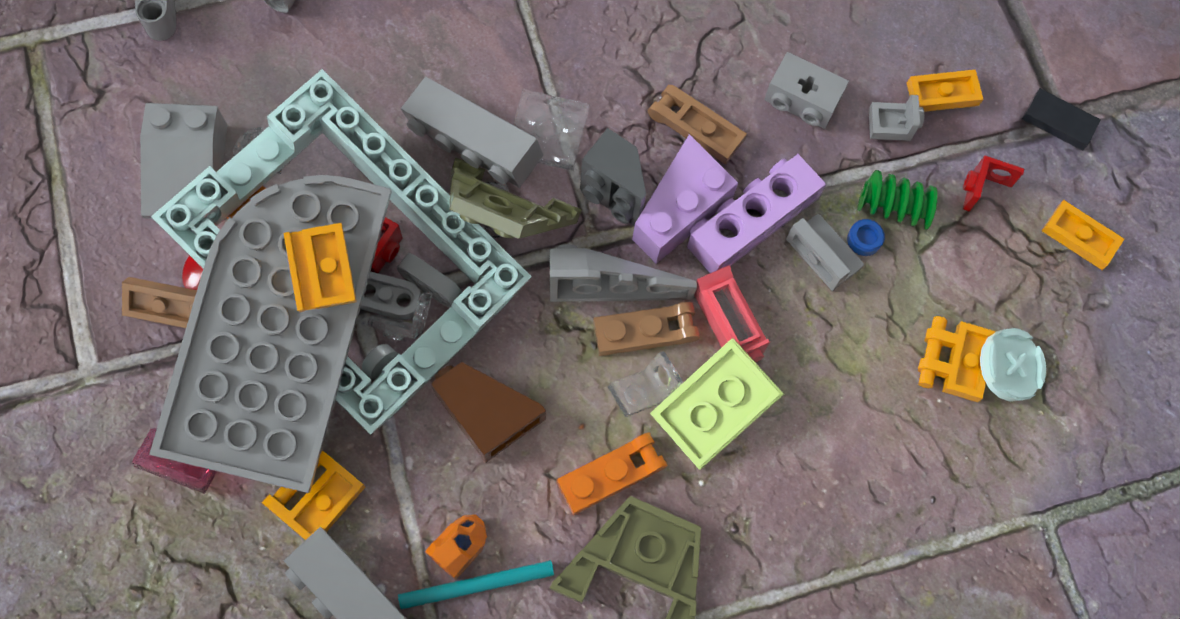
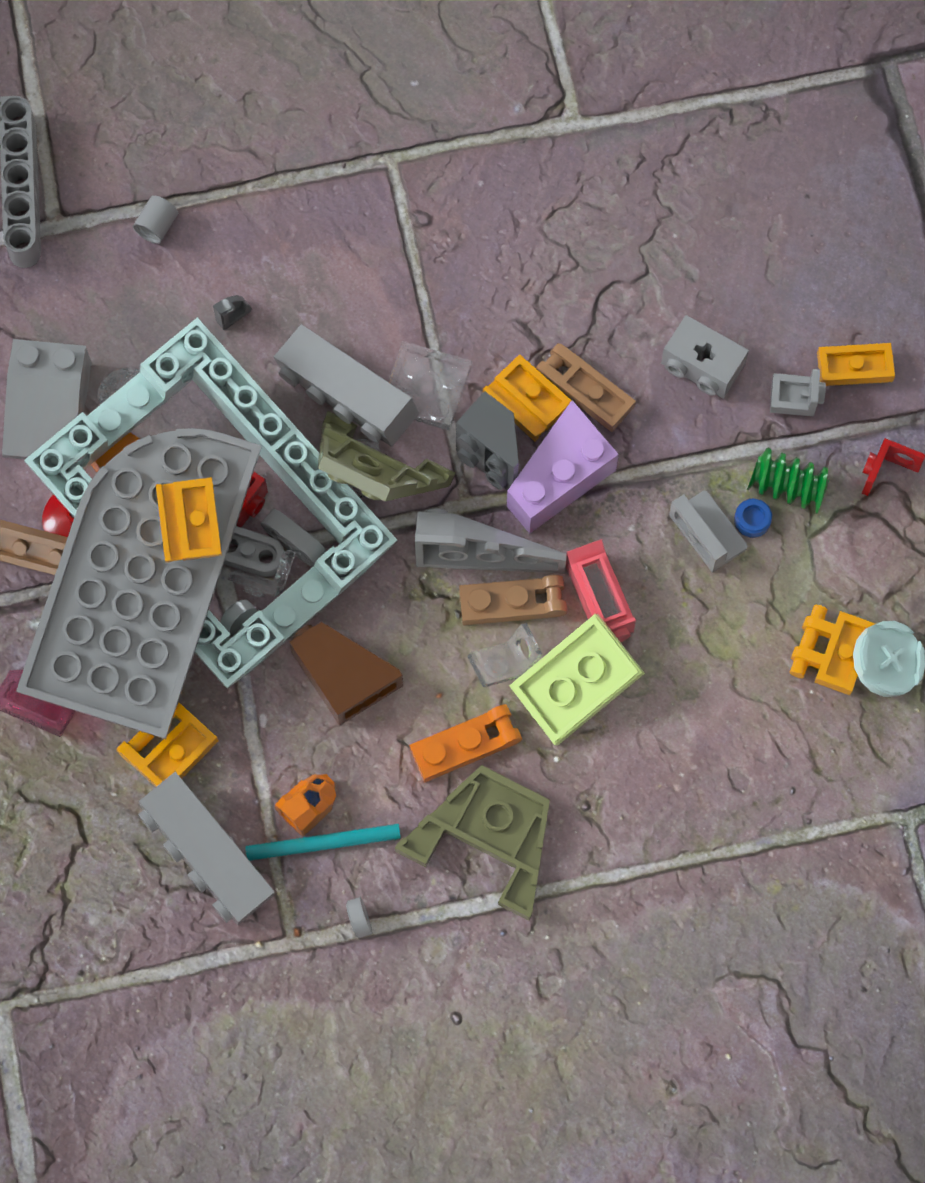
camera: 10 degrees right, 0 degrees up
(358, 69) = (230, 310): none -> dark grey tile
(649, 132) = (529, 396): none -> light orange plate
(792, 176) = (674, 447): lavender brick -> none

